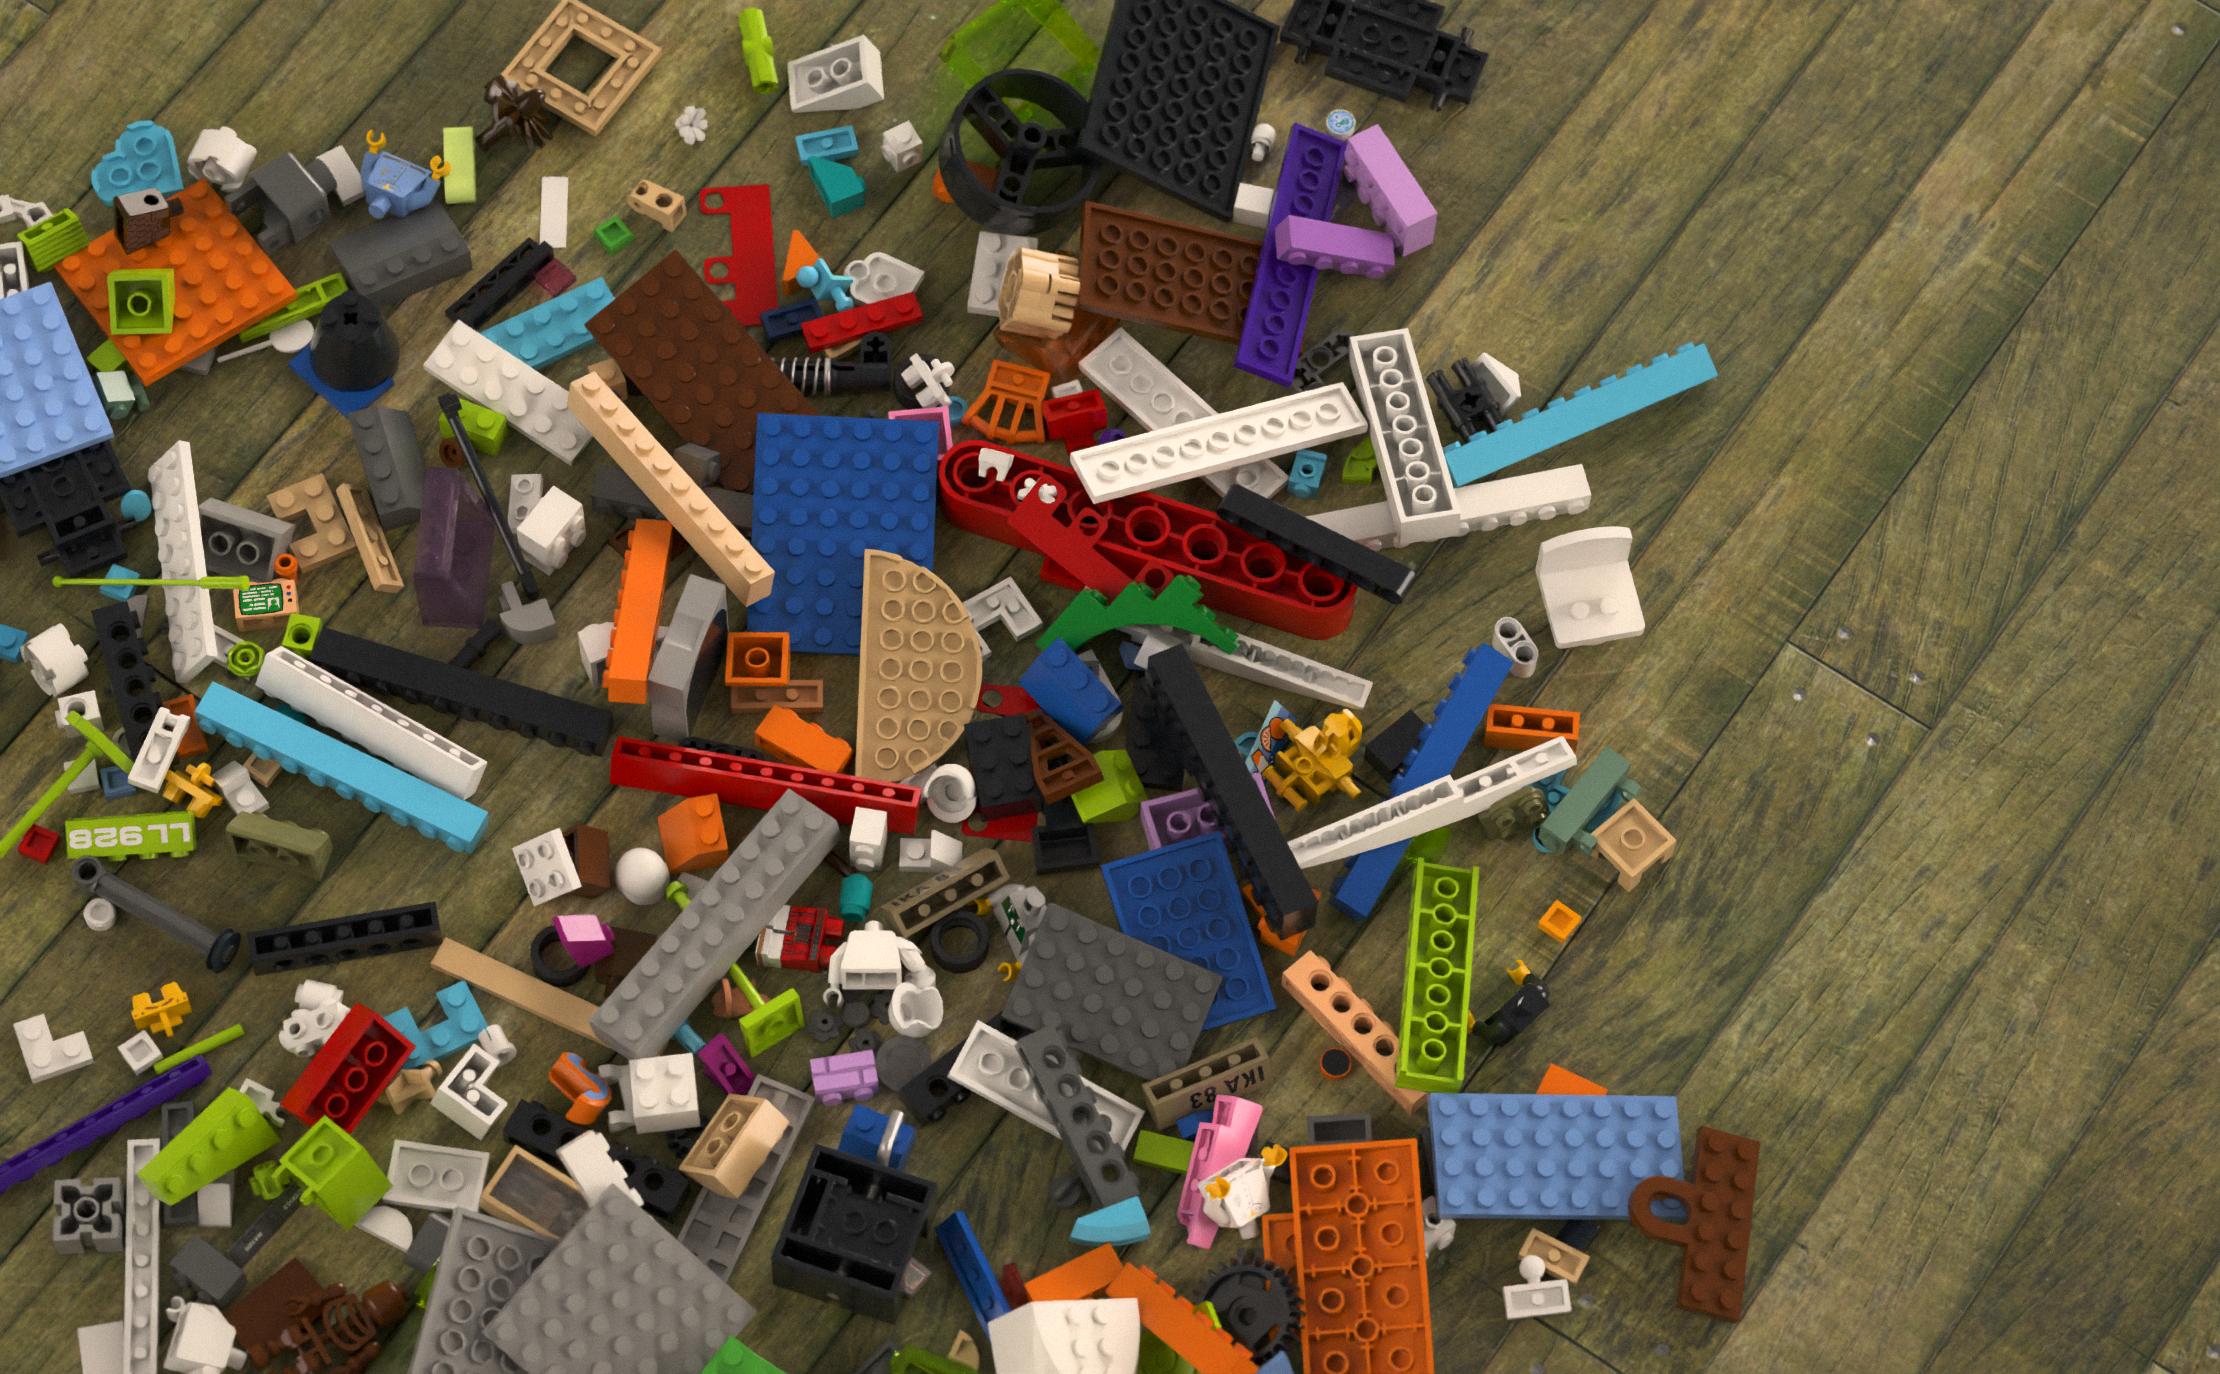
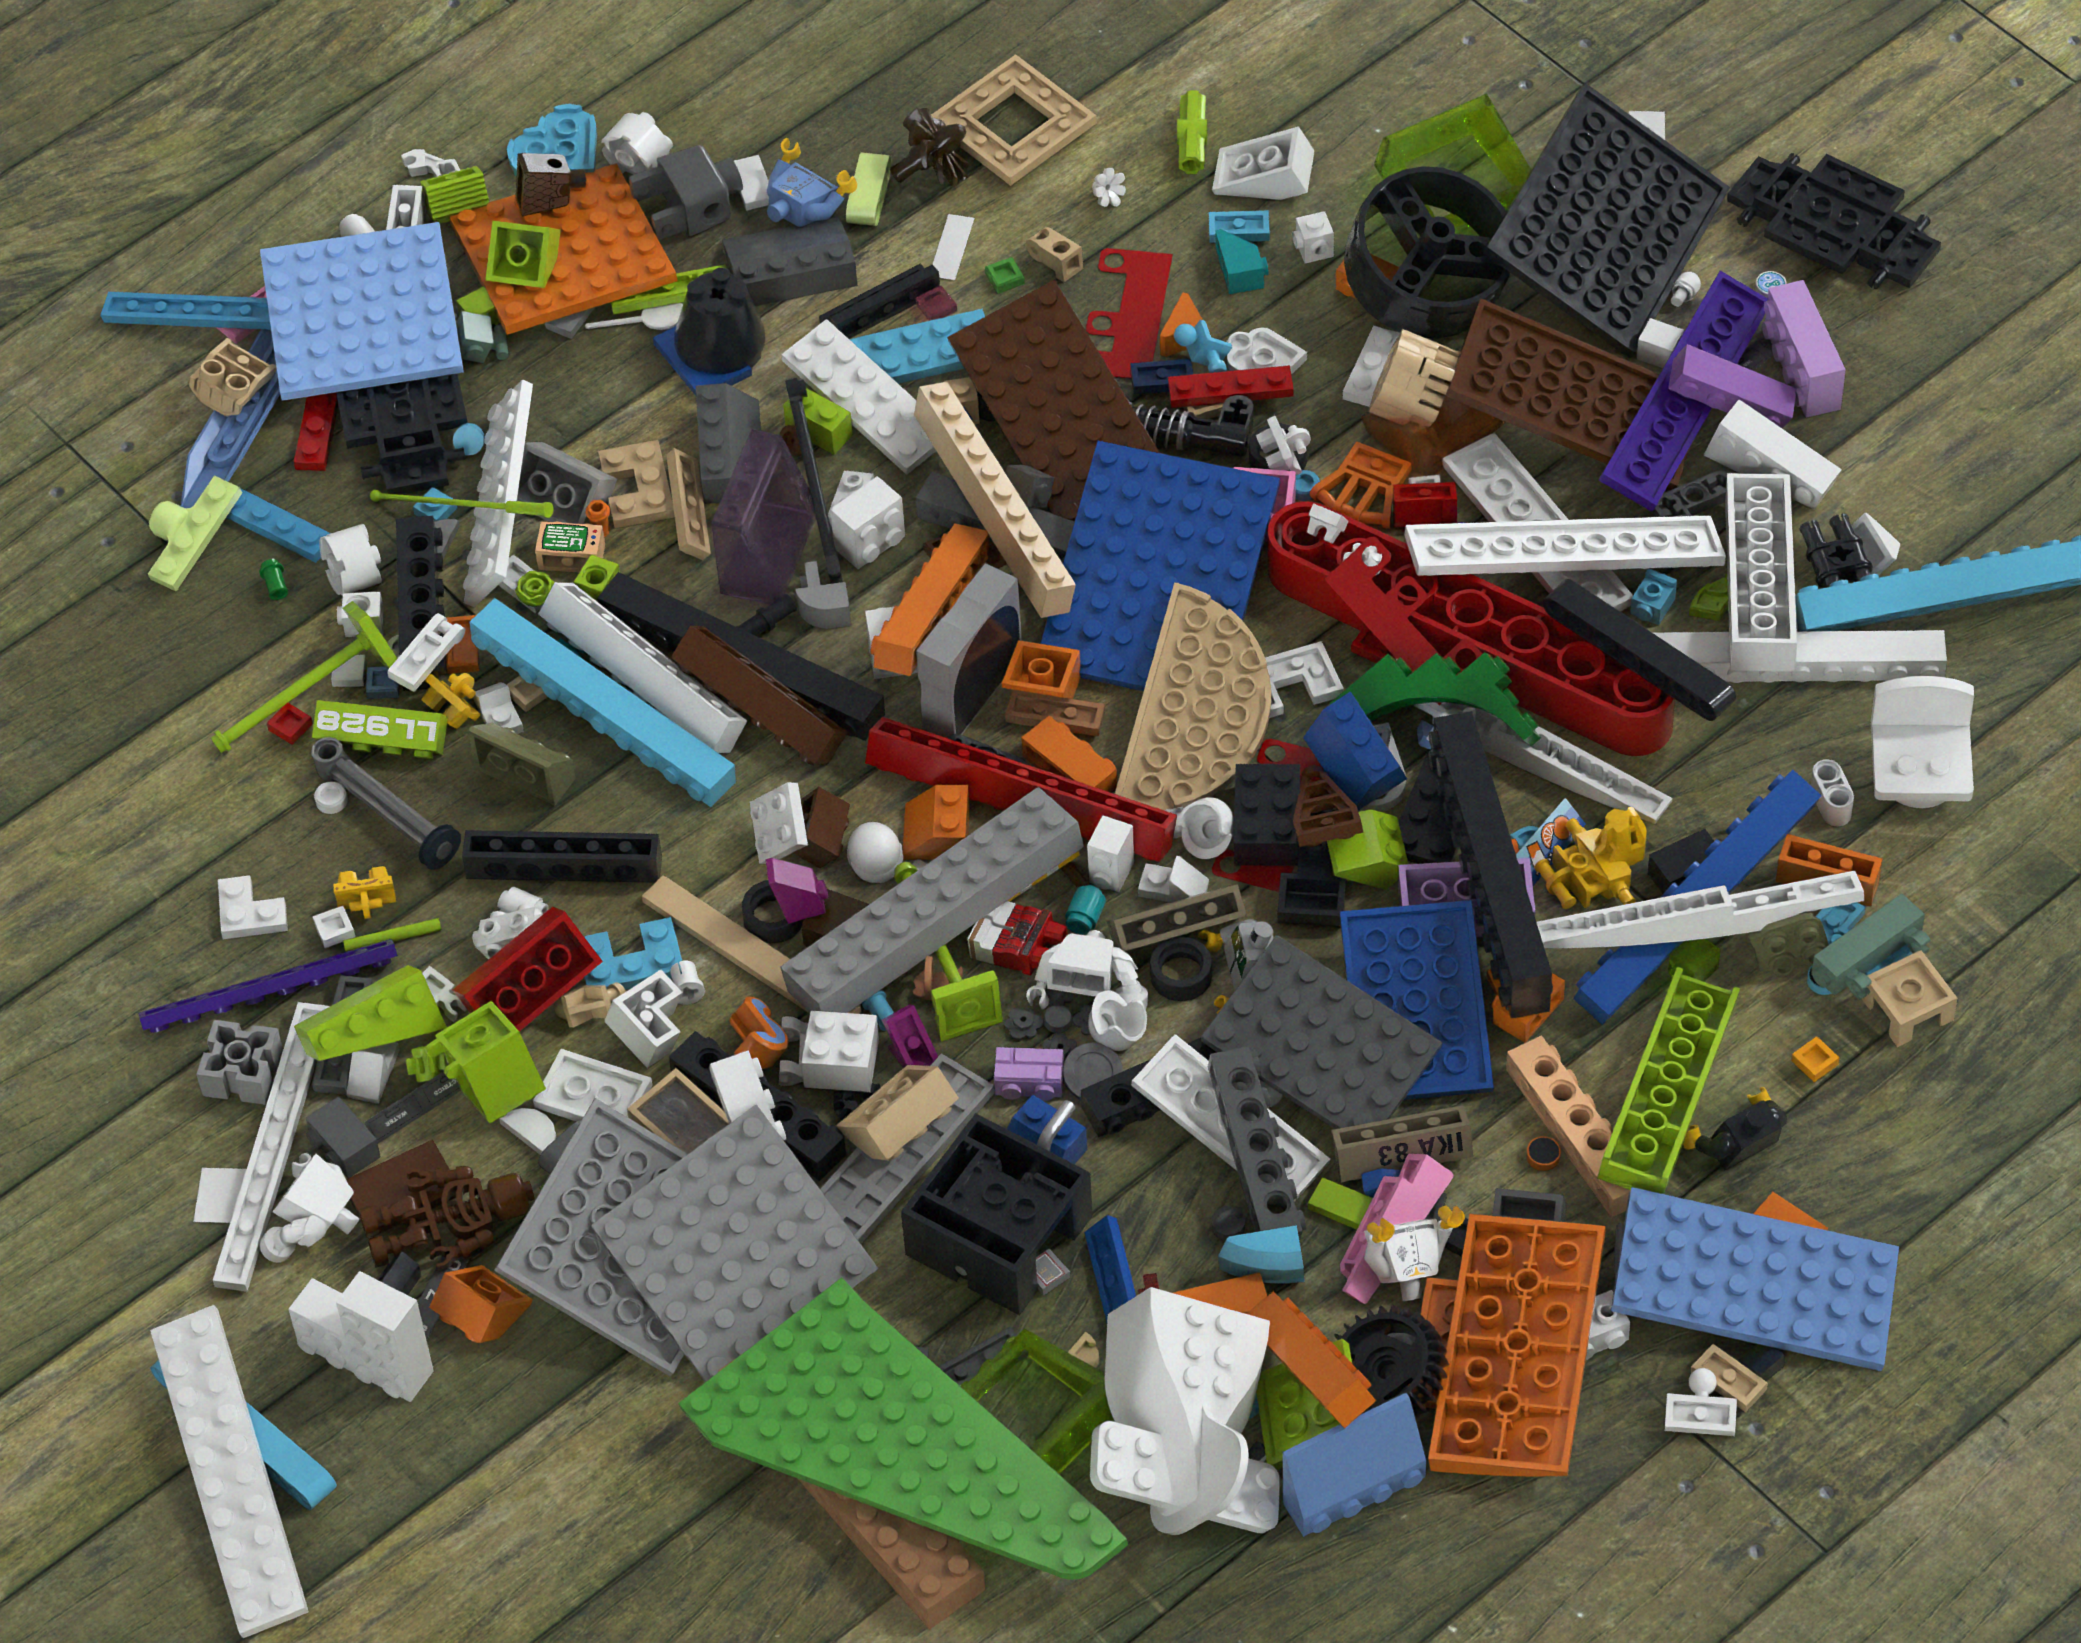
camera: 20 degrees right, 10 degrees down
(492, 734) = (759, 695): none -> reddish brown brick
(1381, 306) = (1758, 446): none -> white wedge
(1716, 1222) = (1913, 1376): reddish brown plate -> none

